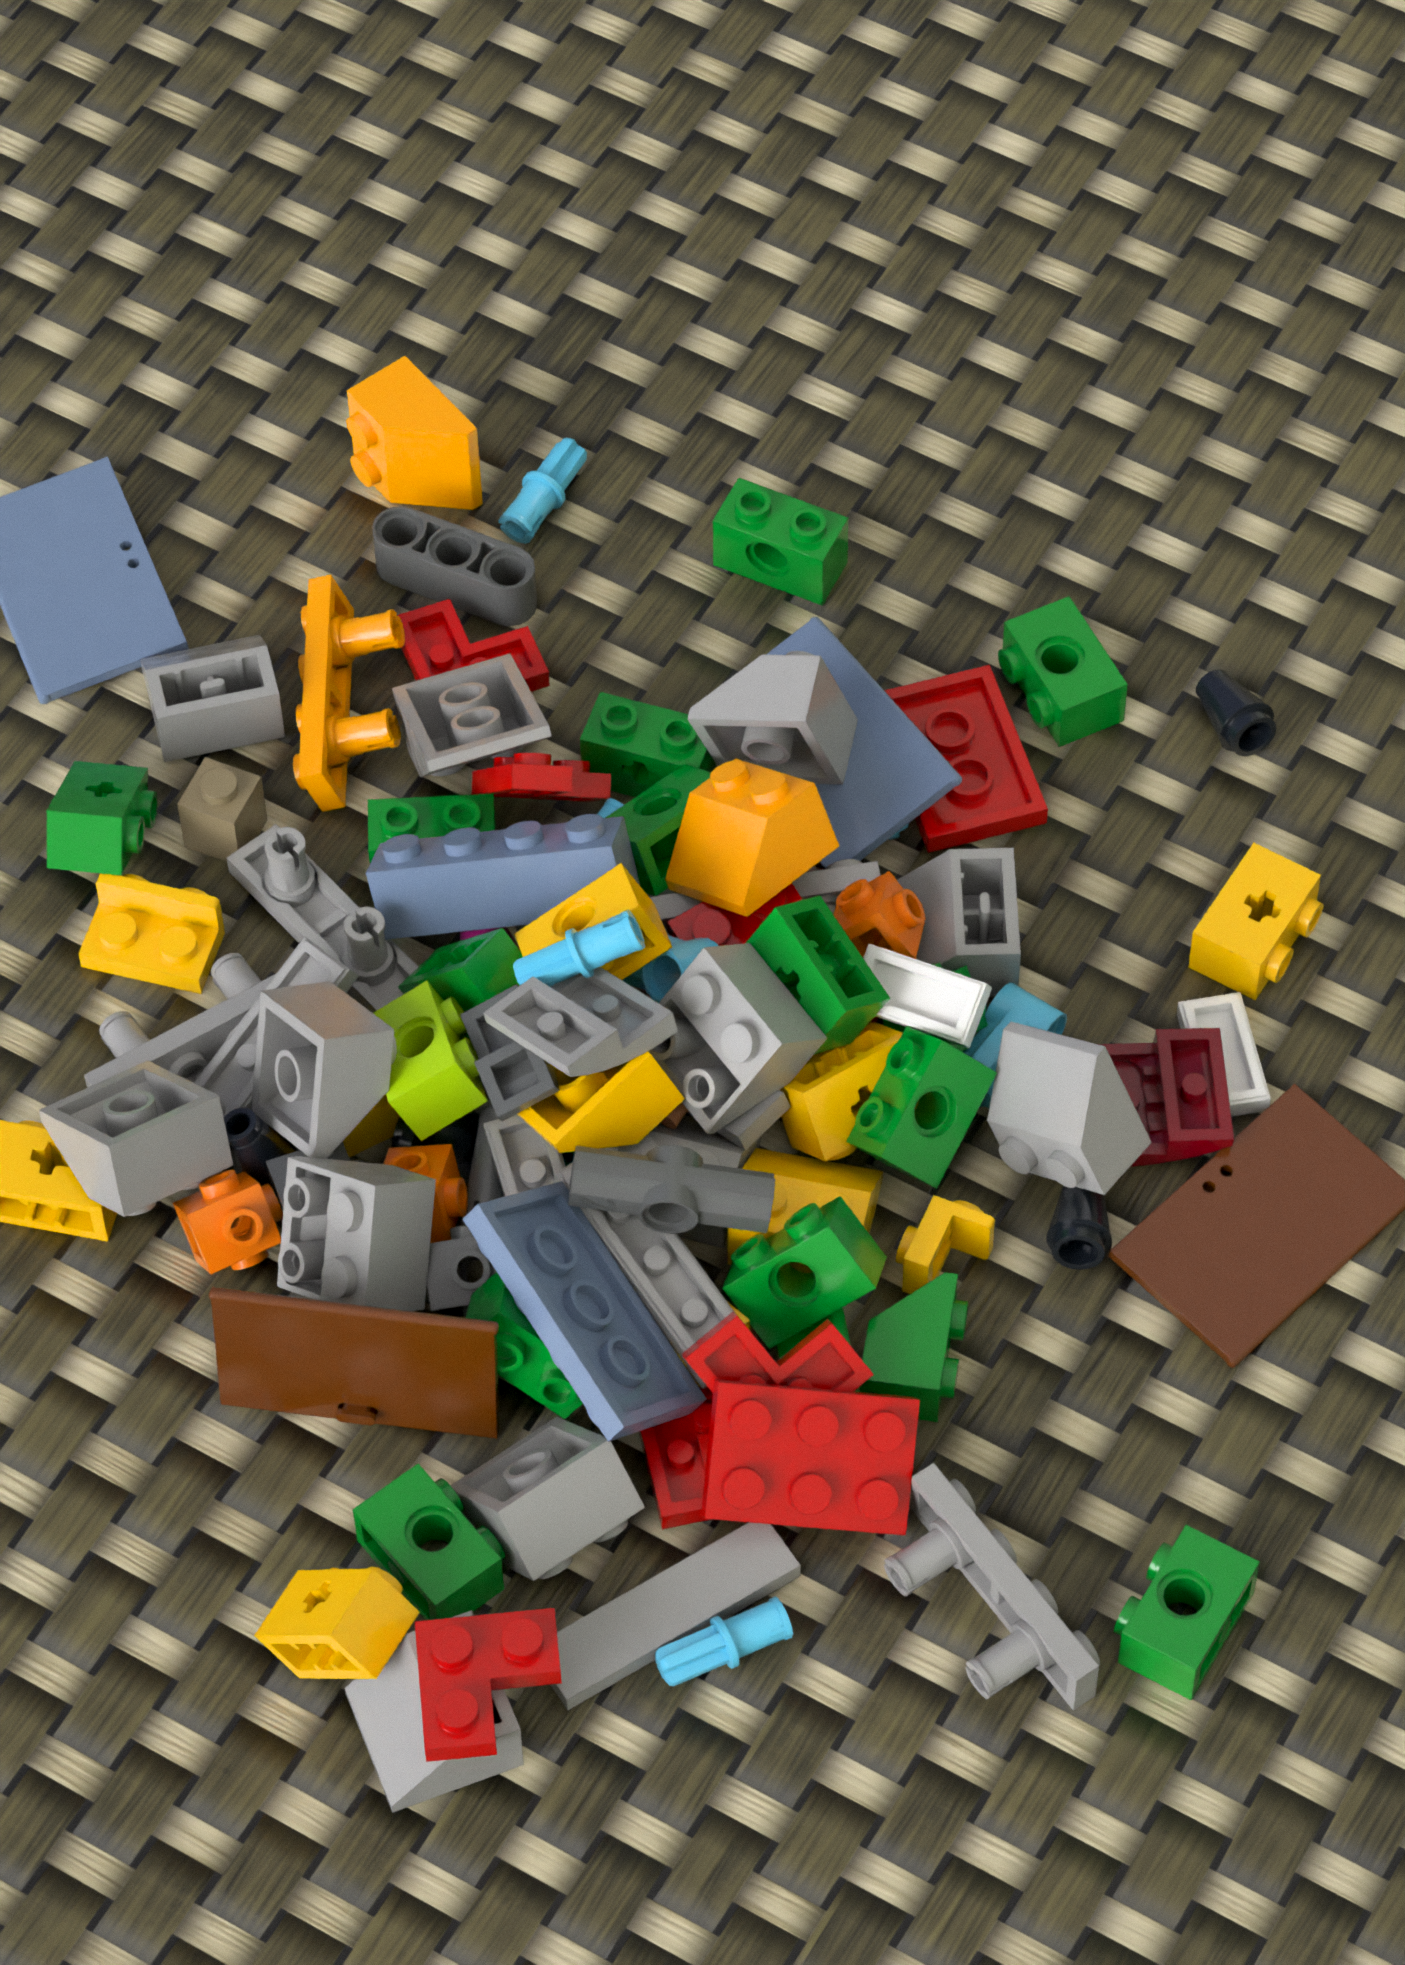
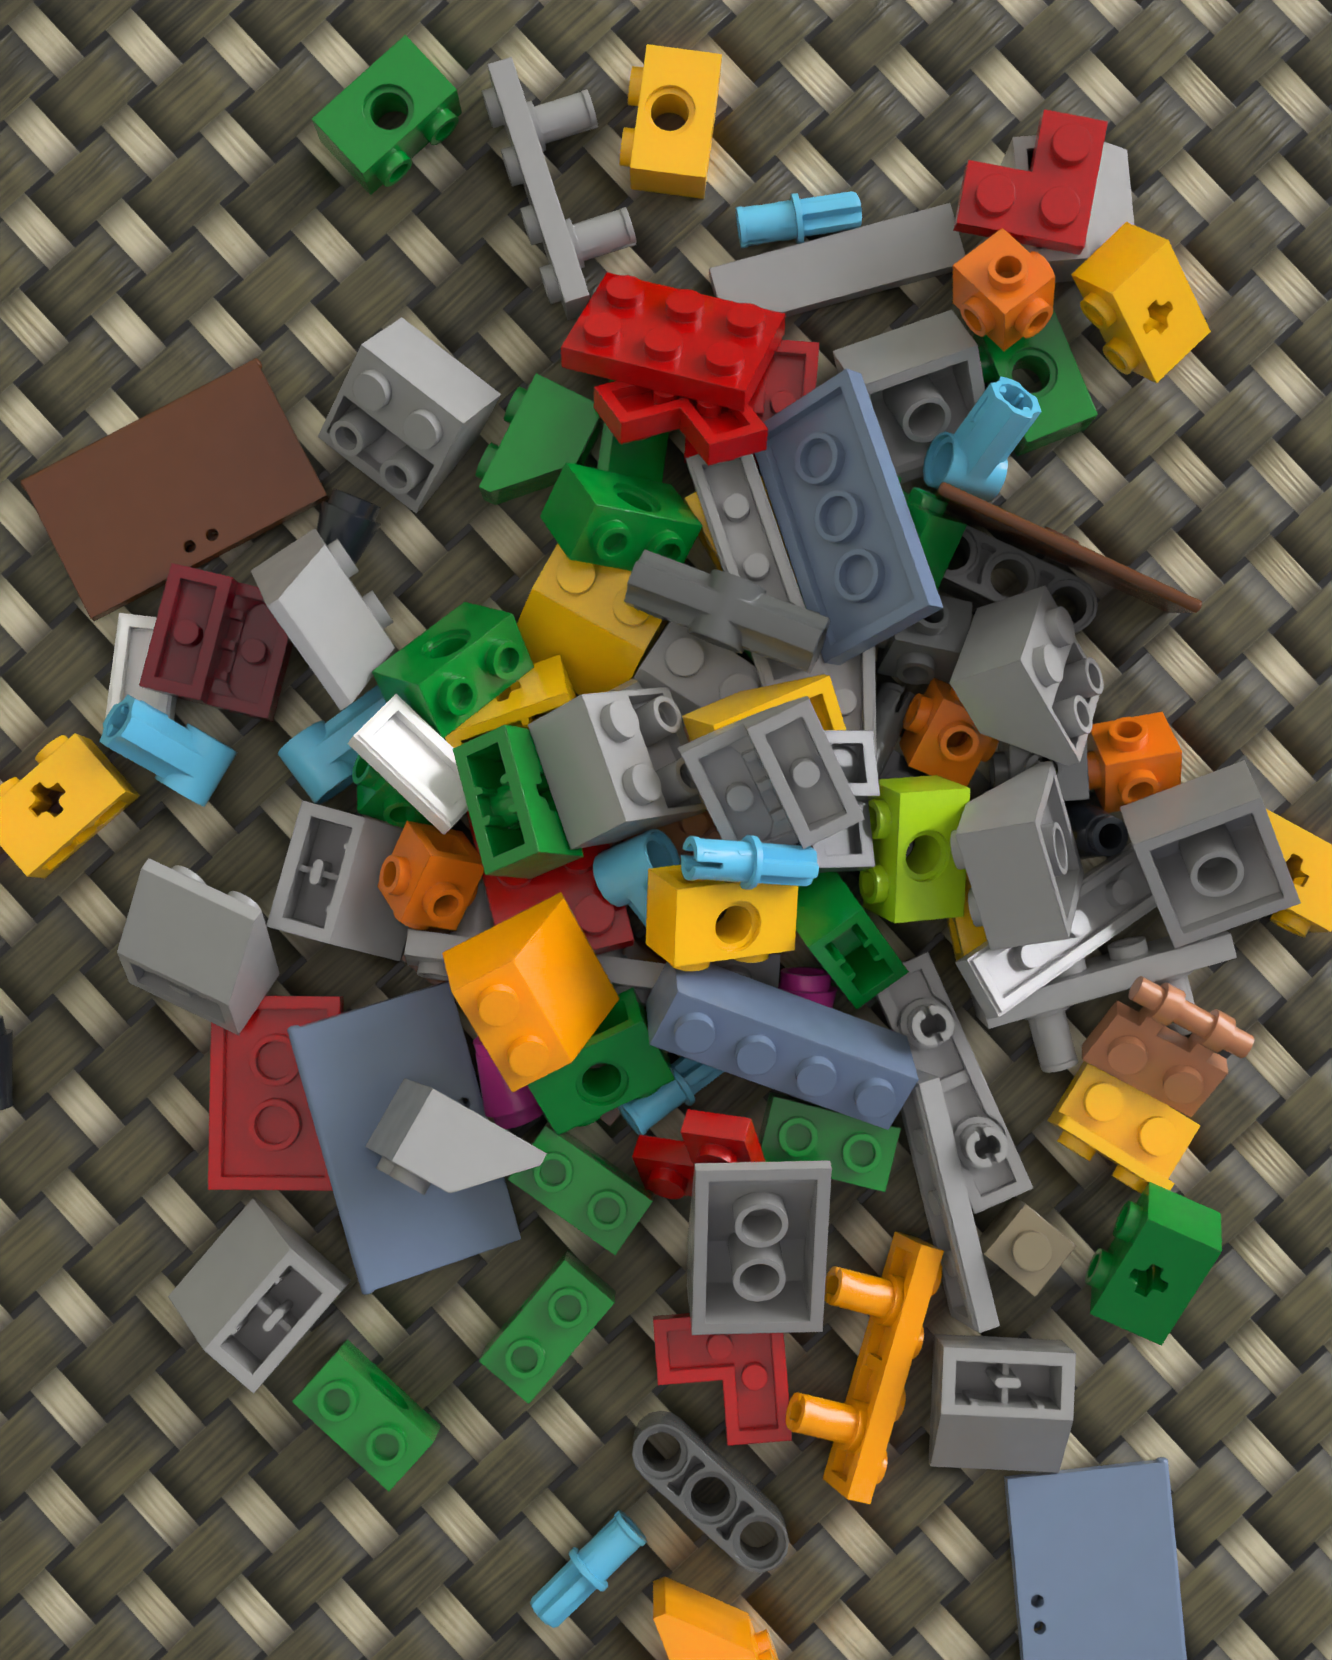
camera: 170 degrees left, 30 degrees up
(132, 992) = (1158, 1059): none -> nougat plate
(304, 814) = (948, 1204): none -> light grey tile
(465, 1450) = (979, 449): none -> medium azure piece
(501, 1546) = (1004, 290): none -> orange brick
(643, 638) = (548, 1327): none -> green brick
(882, 1729) = (679, 84): none -> yellow brick
(911, 597) = (256, 1294): none -> light grey slope
(943, 1227) = (493, 546): yellow bracket -> none
(1056, 1340) = (407, 413): none -> light grey slope
(1062, 672) = (120, 1195): green brick -> none
(1069, 823) = (197, 946): none -> light grey slope
(1158, 984) = (177, 754): none -> medium azure piece

